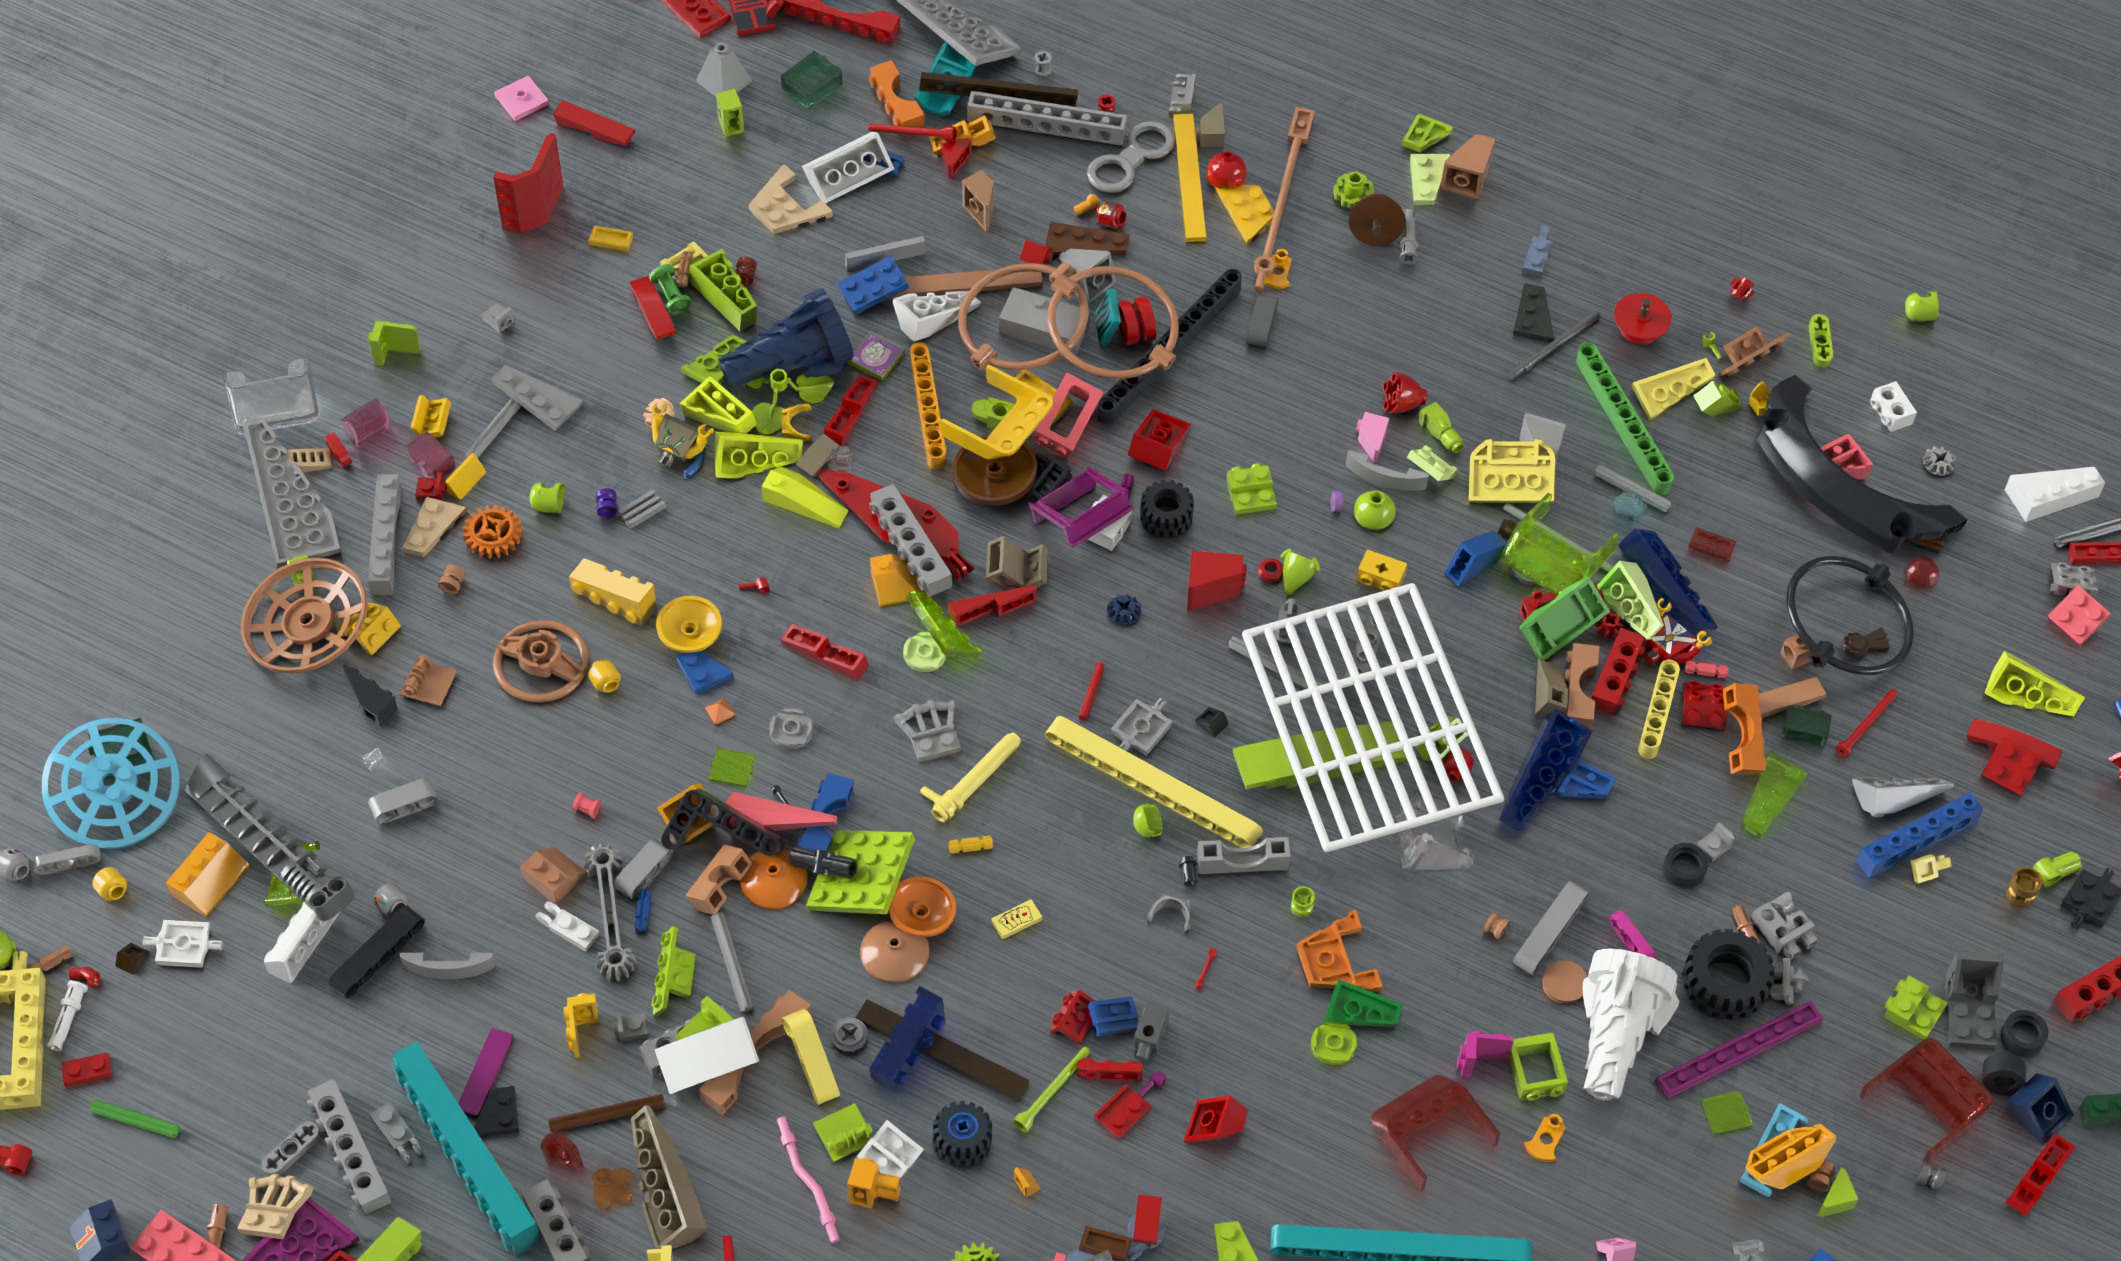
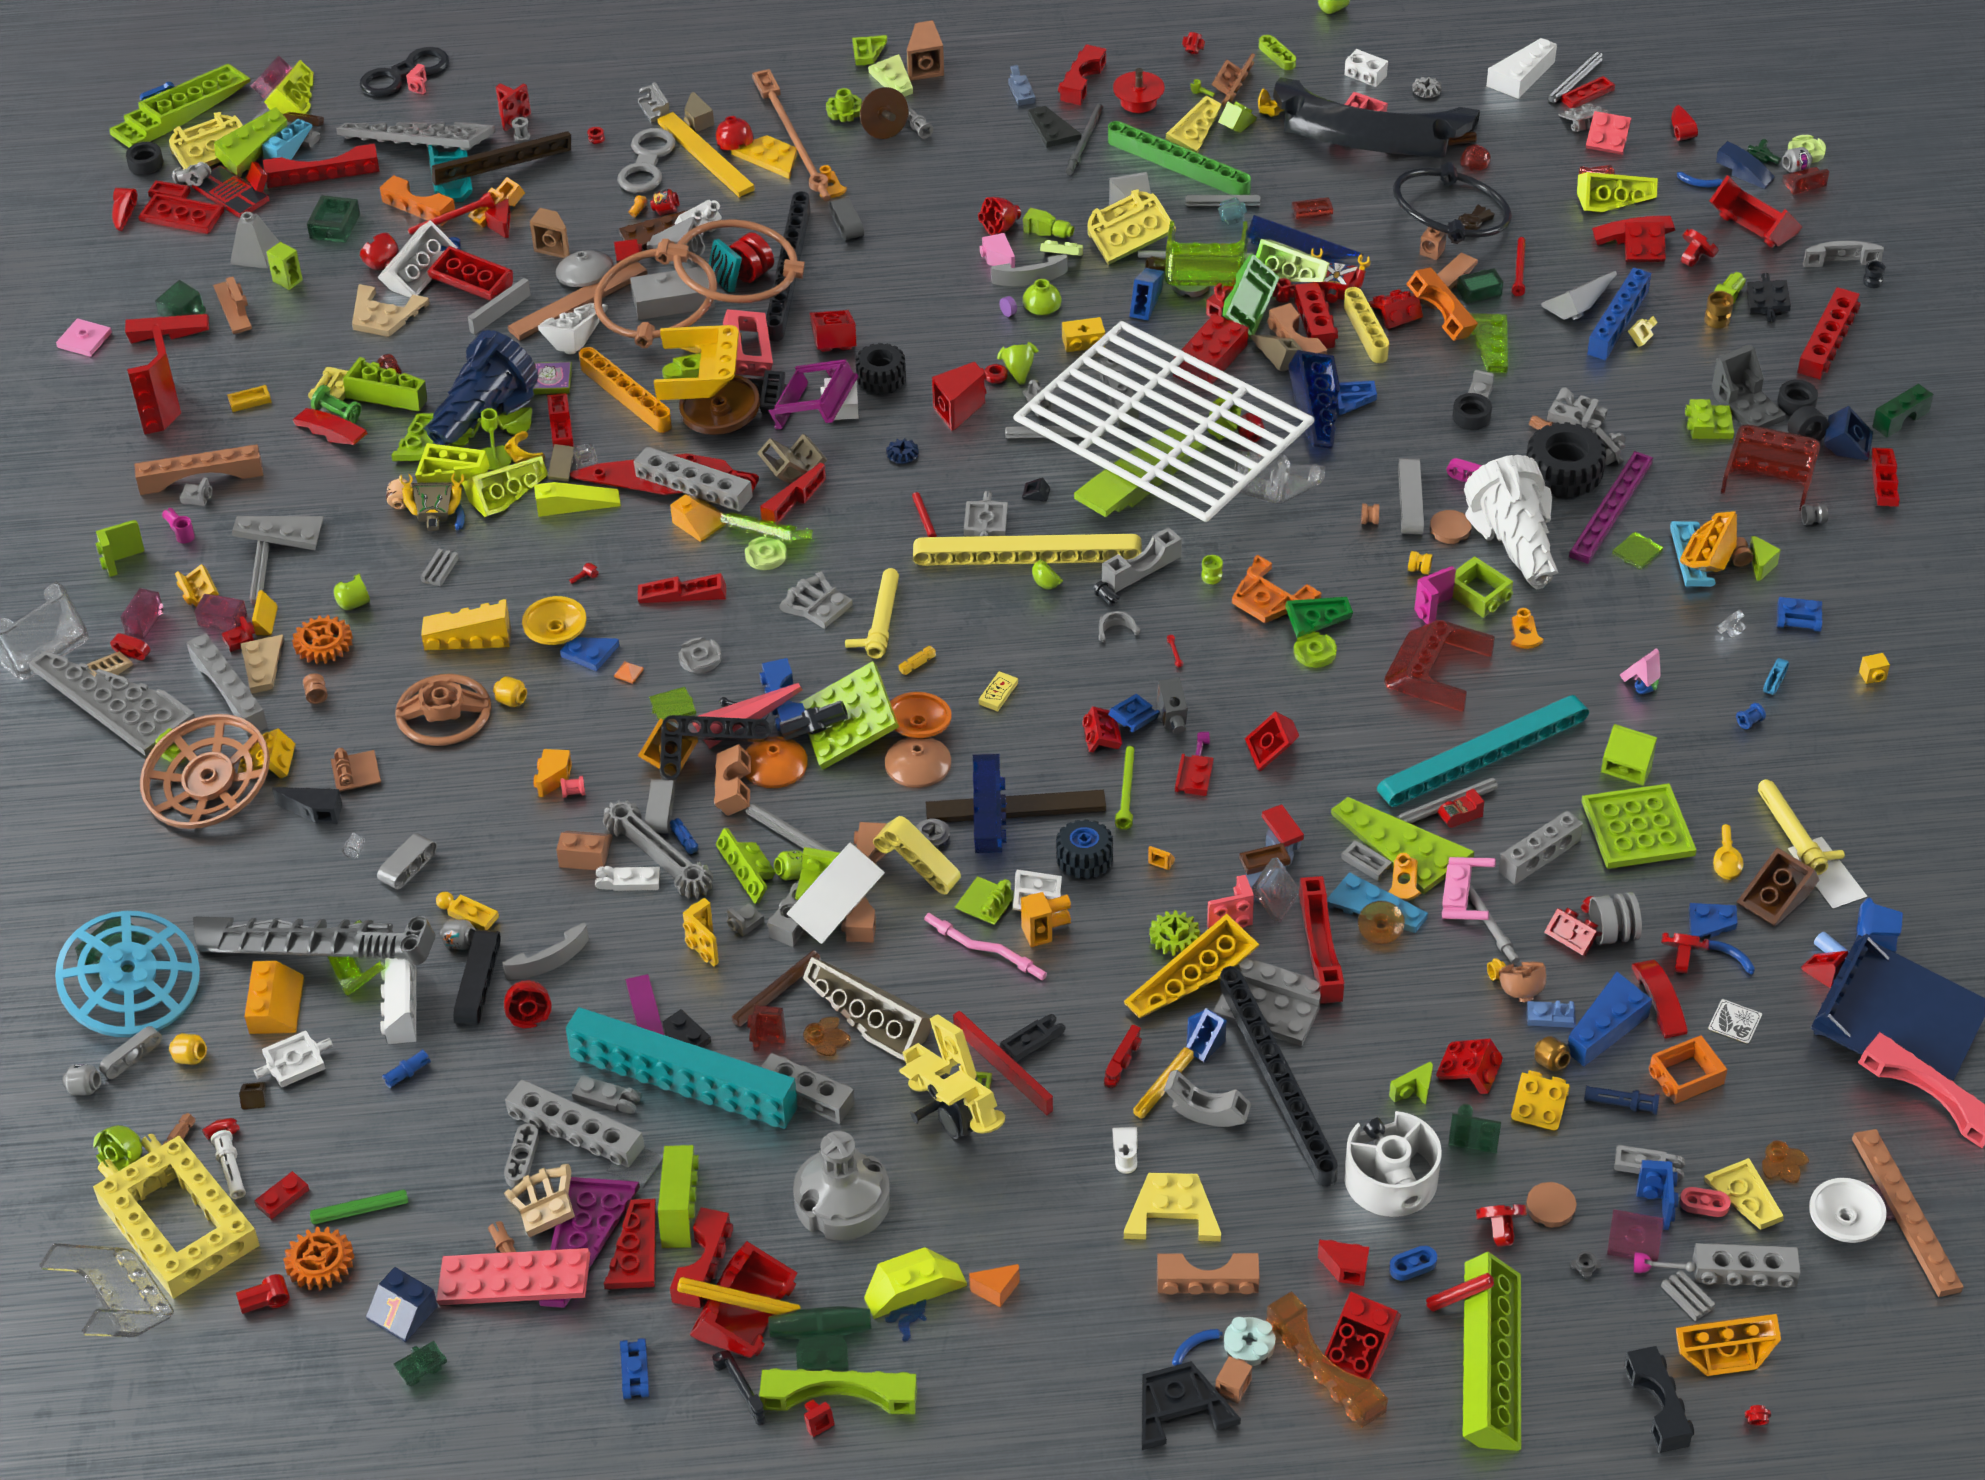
camera: 30 degrees left, 10 degrees down
(73, 1155) = (318, 1258): none -> orange gear
(260, 1008) = (406, 1068): none -> blue pin
(393, 1005) = (527, 1004): none -> red cylinder
(416, 880) = (467, 909): none -> yellow plate
(460, 345) = (180, 525): none -> dark pink pin
(548, 303) = (158, 474): none -> nougat arch
(583, 777) = (551, 768): none -> light orange slope
(606, 503) = (406, 574): dark purple wheel -> none
(621, 104) = (180, 301): none -> clear green torso
(663, 131) = (233, 304): none -> nougat bracket
(684, 269) = (337, 386): nougat axle -> none
(703, 989) = (789, 865): none -> lime head
(822, 140) = (379, 252): none -> red cylinder
(873, 285) = (515, 322): blue plate -> none
(882, 207) = (471, 273): none -> red brick
(988, 250) = (583, 268): none -> light grey dish
(1048, 118) = (559, 159): light grey brick -> none
(1050, 35) = (512, 104): none -> red bracket
(1109, 1070) = (1162, 750): red hinge -> none
(1126, 252) = (702, 213): none -> white brick
(1251, 489) = (934, 328): lime plate -> none
(1489, 656) = (1216, 344): none -> red brick
(1501, 1006) = (1415, 562): none -> yellow wheel
(1625, 257) = (1074, 86): none -> red arch
(1706, 669) = (1378, 286): coral axle -> none
(2035, 657) = (1607, 169): none -> clear red cone
(2059, 802) = (1697, 247): none -> red tile

